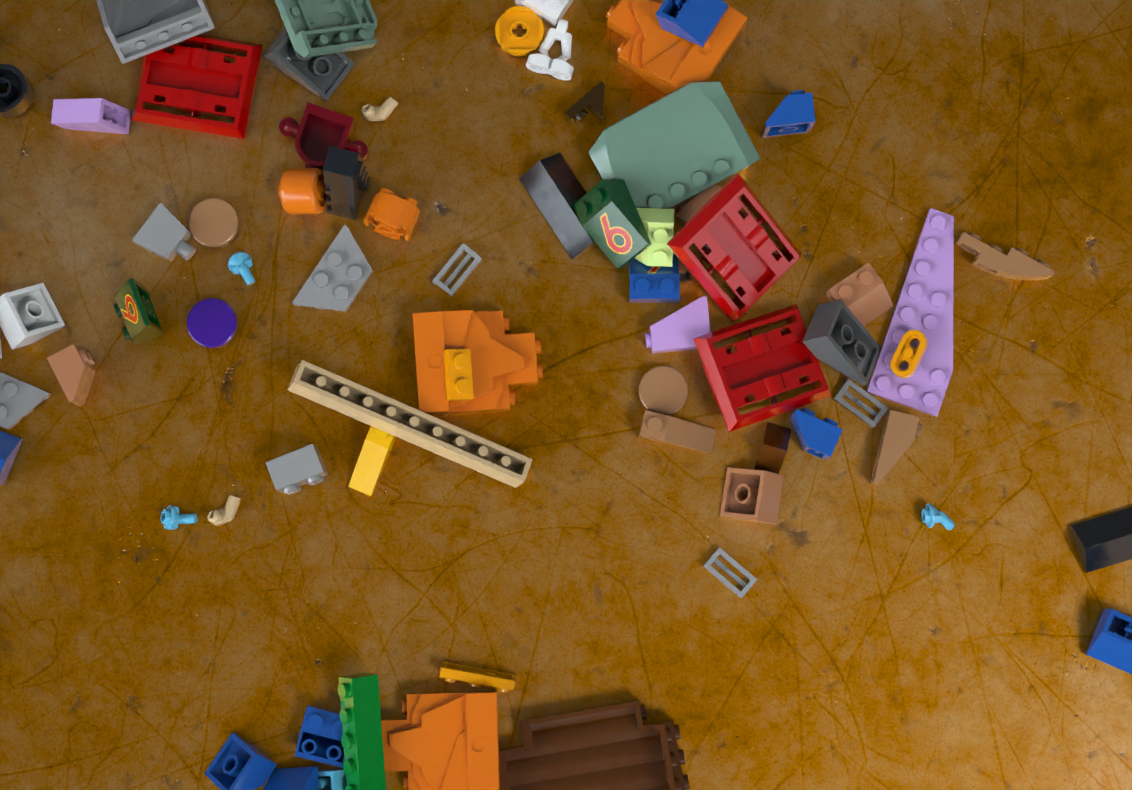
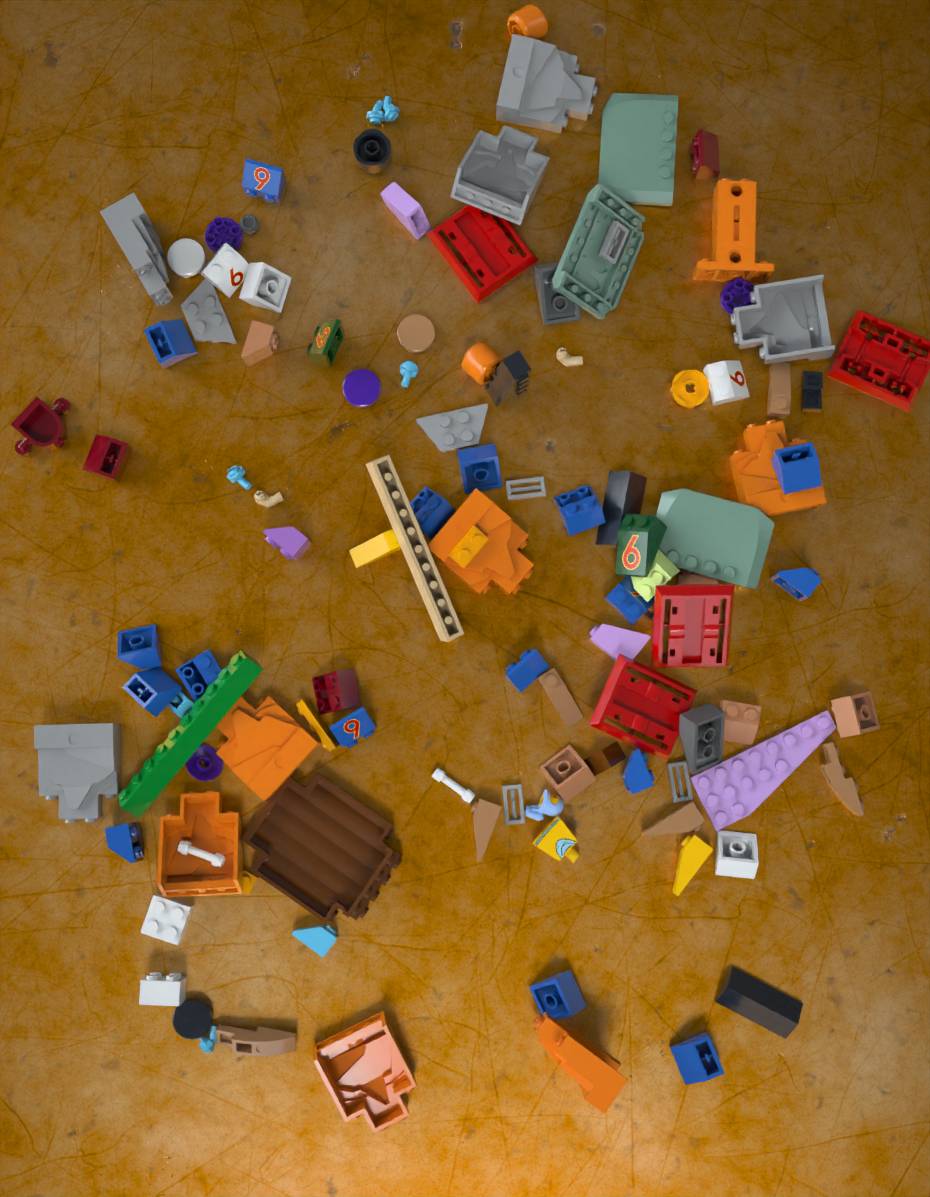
camera: 45 degrees right, 0 degrees up
(33, 620) = (107, 458): none -> dark red slope
(164, 235) = (382, 314): light grey torso -> none
(283, 530) = (290, 541): none -> medium lavender slope
(297, 469) = (329, 513): light grey brick -> none
(318, 131) = (523, 337): dark red piece -> none
(391, 375) = (431, 511): none -> blue slope
(392, 215) = (518, 423): orange brick -> none
(396, 292) = (479, 468): none -> blue slope
(465, 629) = (336, 691): none -> dark red slope
(514, 647) = (353, 727): none -> blue slope
(527, 241) = (579, 510): none -> blue slope
(556, 67) = (691, 428): white piece -> none
(591, 101) = (693, 466): dark brown slope -> none
(623, 437) = (527, 670): none -> blue slope
(663, 390) = (575, 666): medium nougat tile -> none
(679, 606) = (467, 795): none -> white bar
(719, 615) = (484, 820): none -> medium nougat slope
(762, 541) = (548, 805): none -> light blue piece
(803, 566) = (557, 841): none -> yellow torso
(907, 354) = (733, 779): light orange plate -> none
(931, 516) = (658, 883): medium azure plate -> none
(939, 464) = (690, 860): none -> yellow slope
(942, 708) = (558, 996): none -> blue slope
(959, 187) = (855, 714): none -> nougat slope
(976, 420) = (736, 854): none -> white slope
(1019, 744) = (582, 1061): none -> orange panel

